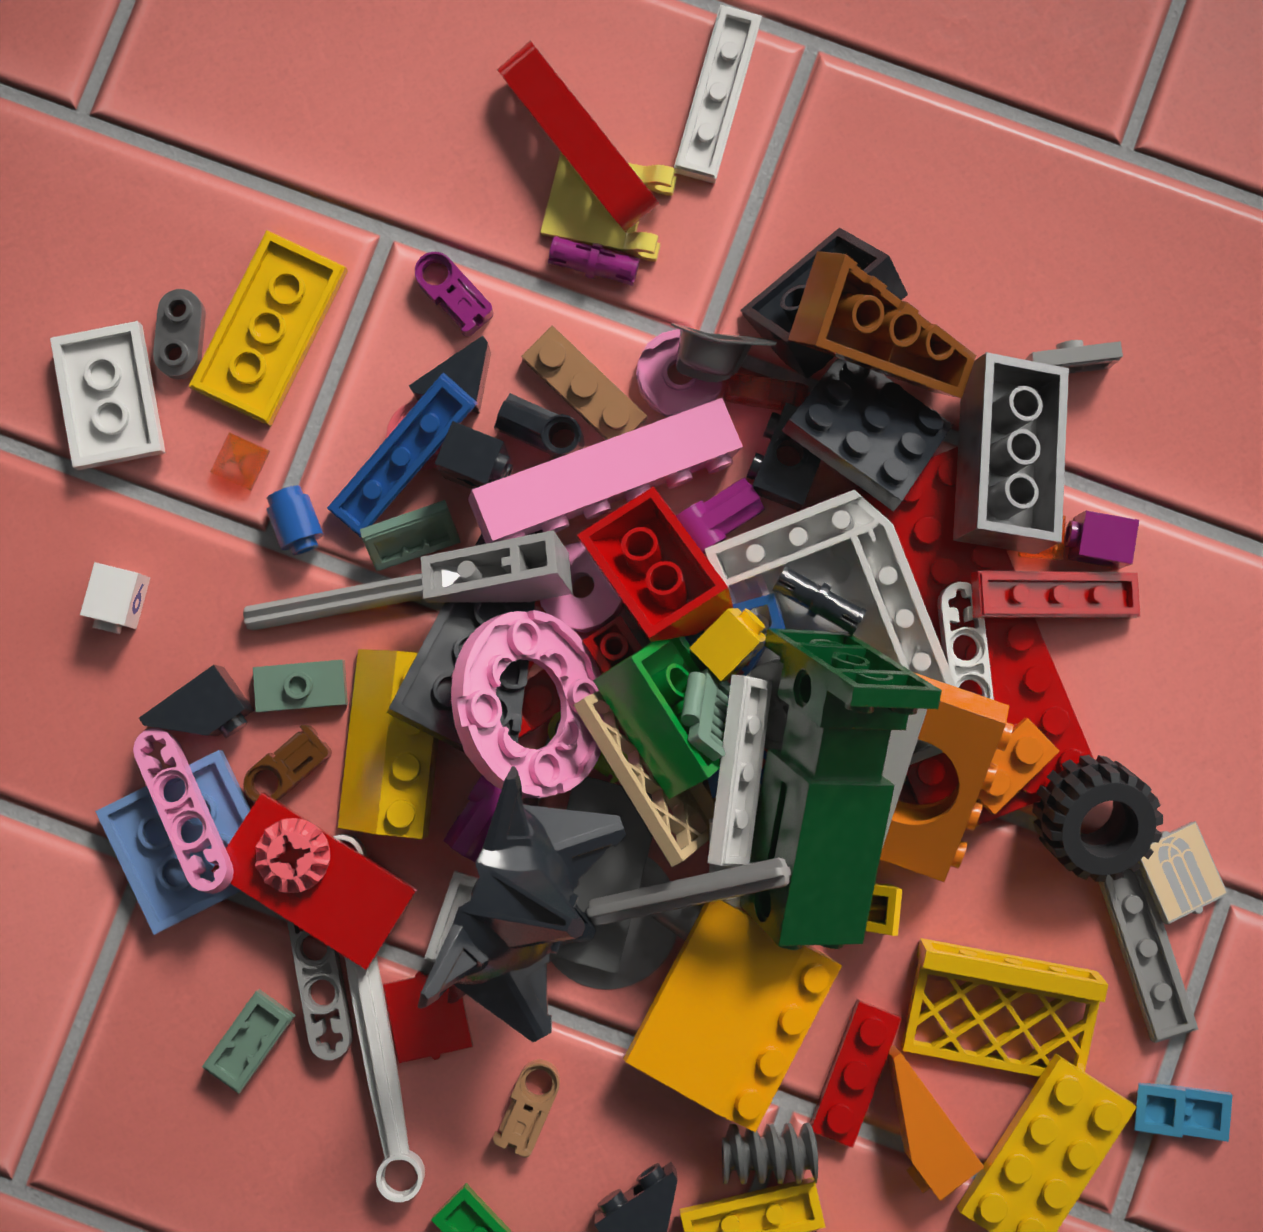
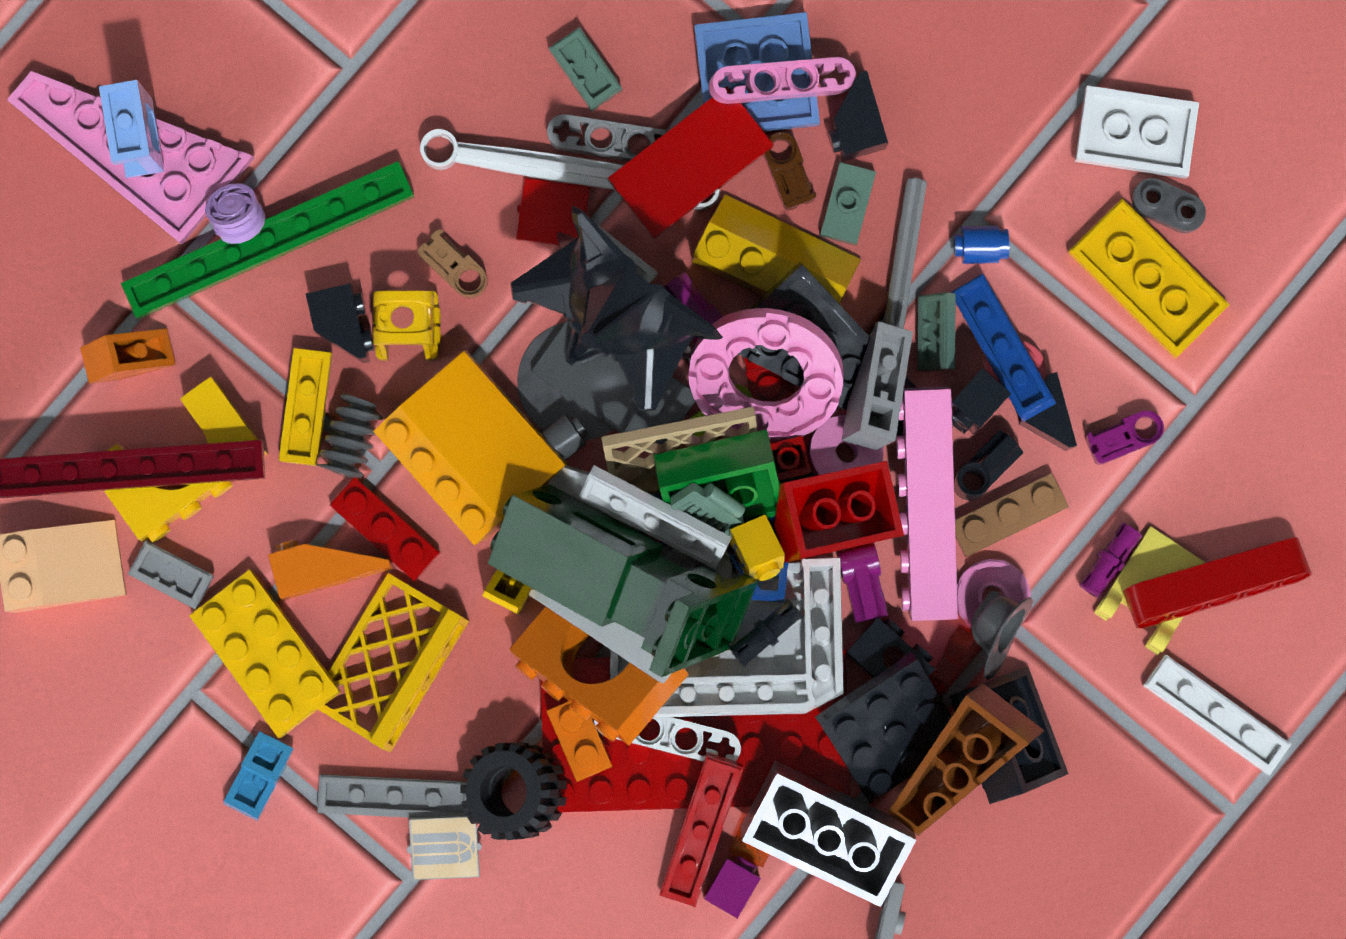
camera: 115 degrees right, 0 degrees up
(114, 597) = (970, 83): white brick -> none
(240, 461) = (1046, 218): clear orange slope -> none
(310, 867) = (702, 163): coral gear -> none
(616, 1118) = (423, 329): none -> yellow piece
(689, 891) = (577, 443): light grey axle -> none

